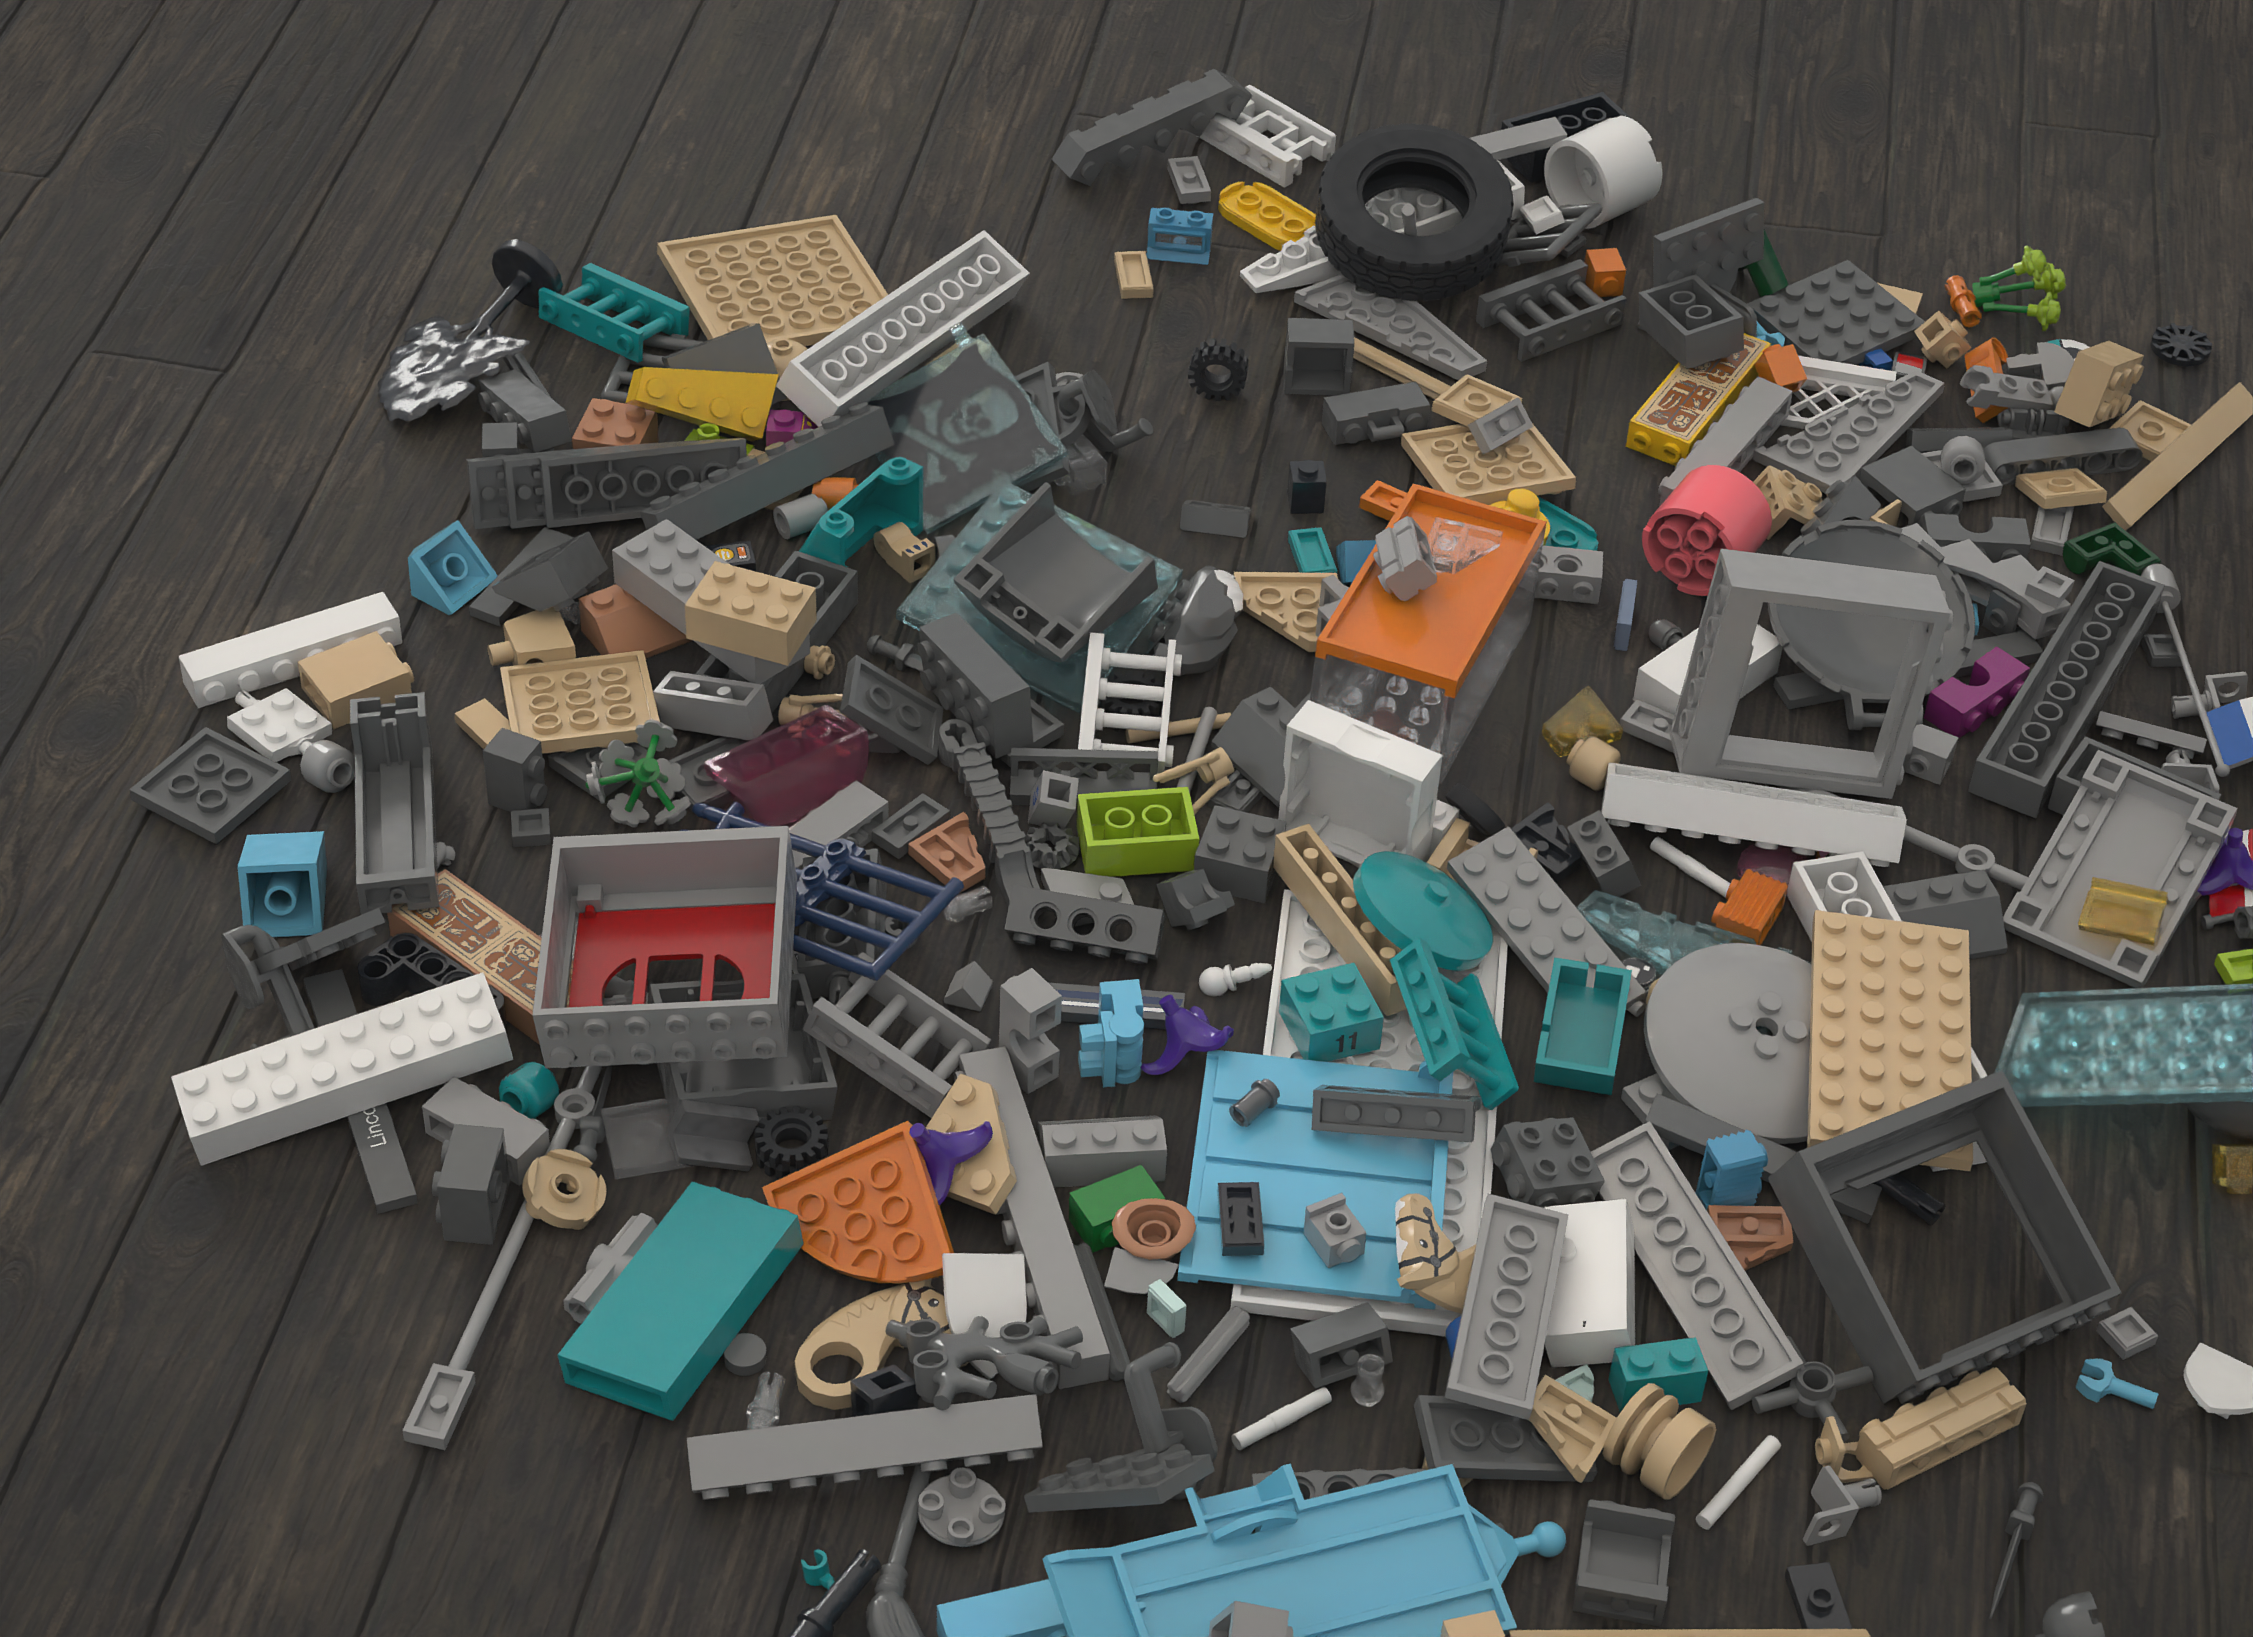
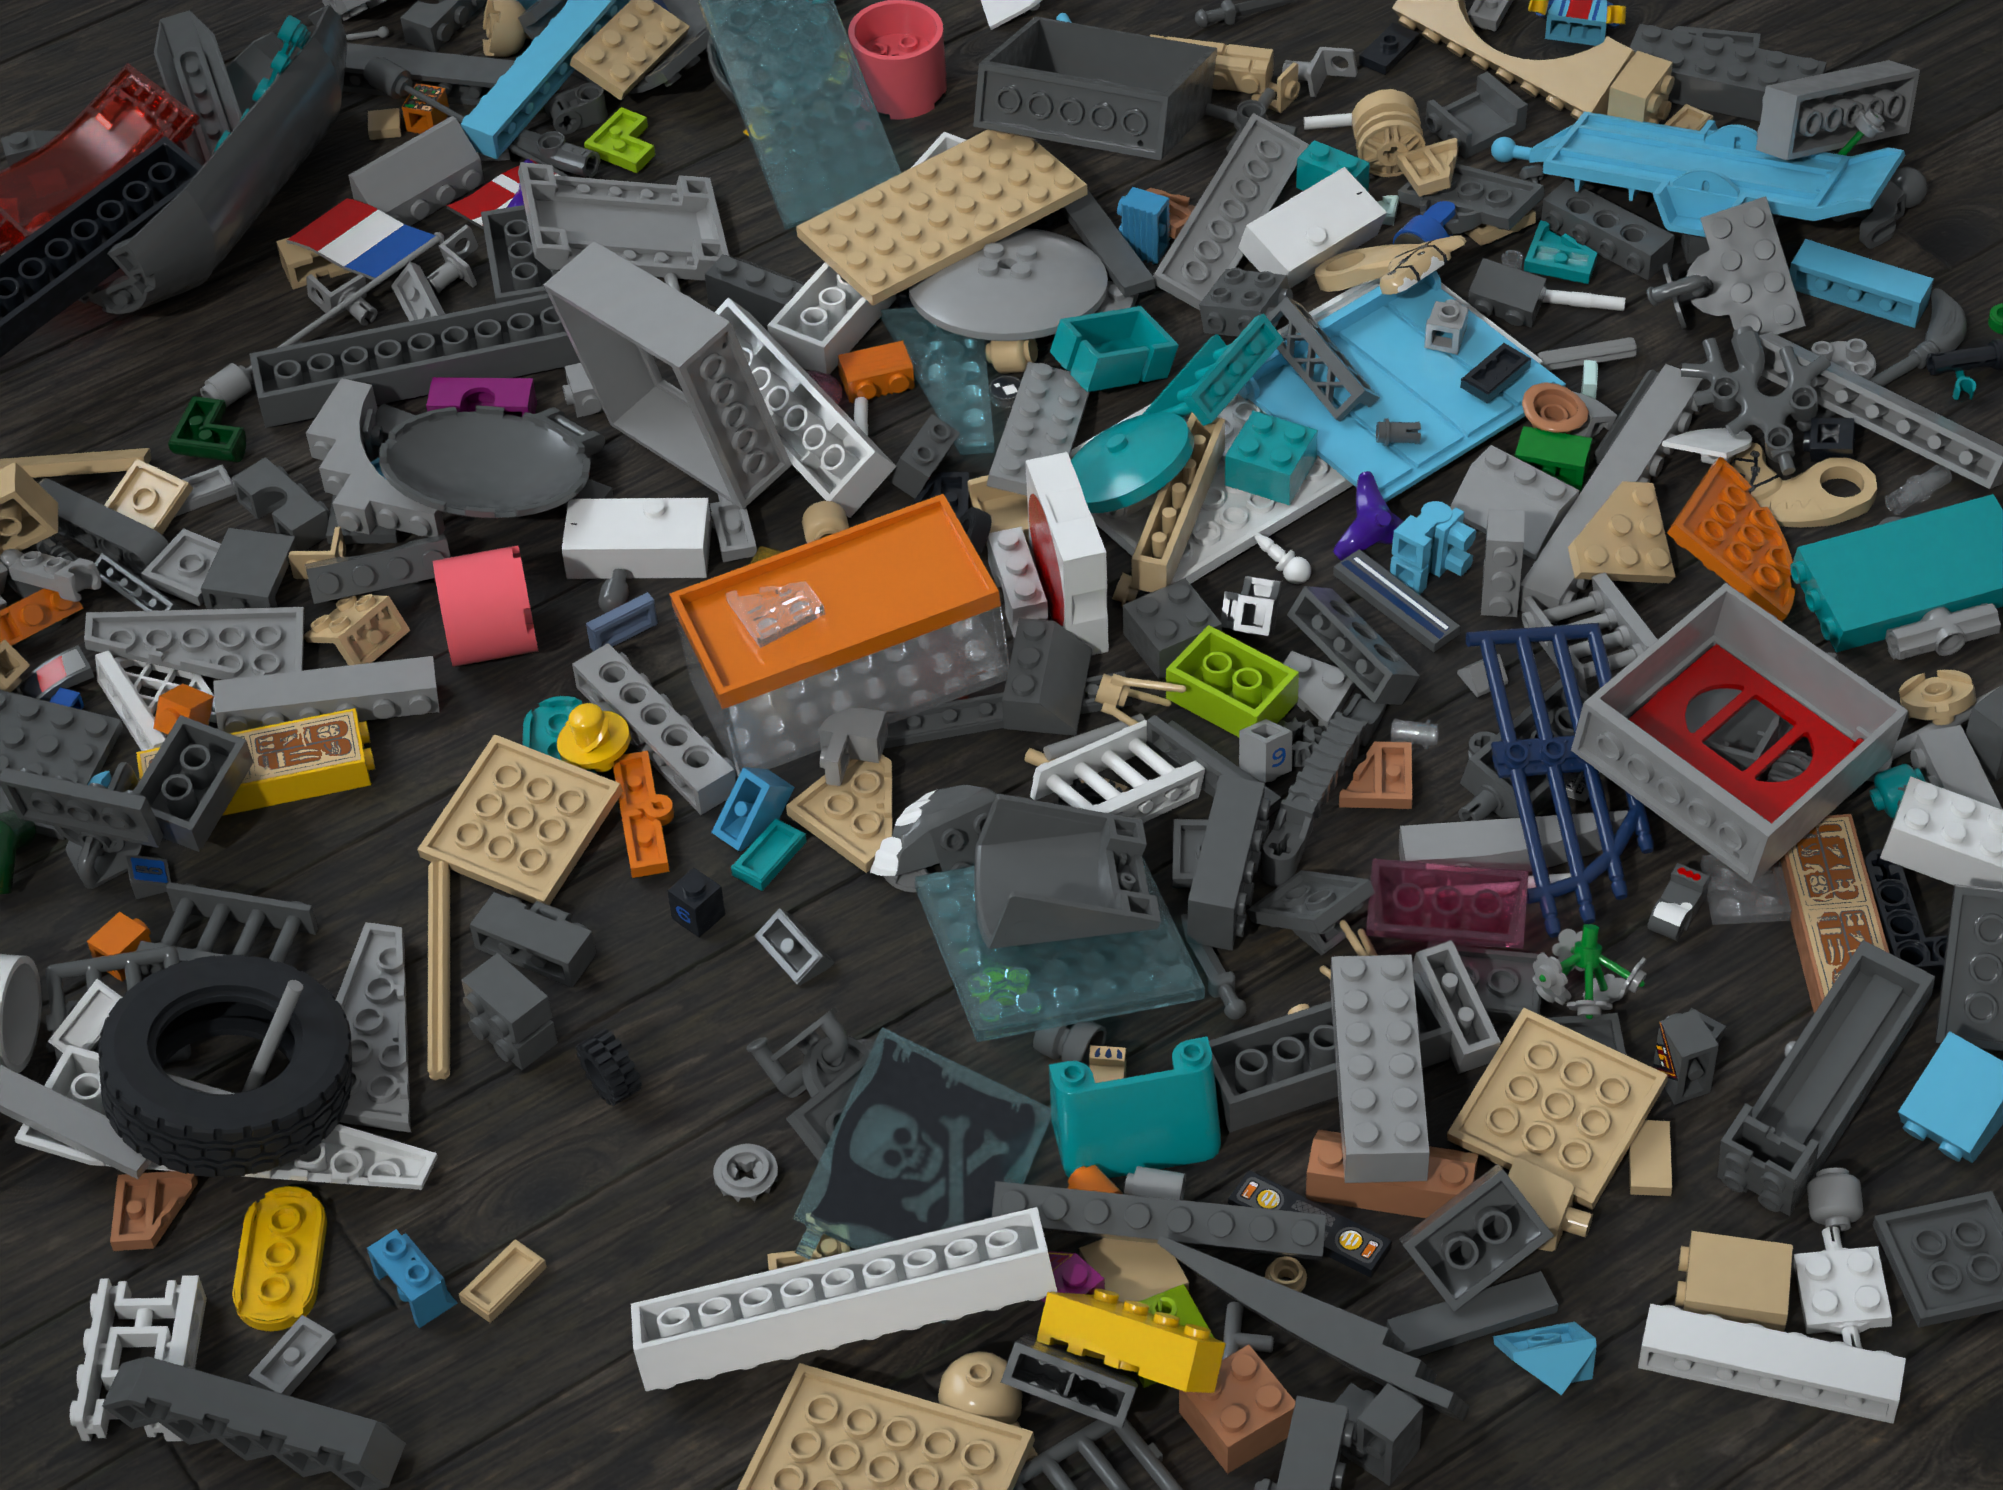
camera: 130 degrees left, 5 degrees up
(750, 613) = (1396, 955): tan brick -> none
(909, 824) = (1383, 820): dark grey plate -> none
(948, 1149) = (1652, 527): dark purple piece -> none
(1351, 1442) = (1559, 256): none -> teal wing
(1404, 559) = (849, 596): light grey brick -> none
(1470, 400) = (448, 875): tan tile -> none
(1500, 425) = (464, 821): light grey plate -> none
(1507, 1307) = (1401, 213): light grey plate -> none
(1963, 459) = (192, 545): light grey head -> none
(2049, 587) = (338, 390): light grey tile -> none
(2123, 911) = (661, 201): clear yellow plate -> none
(2178, 1184) = (900, 56): none -> coral brick

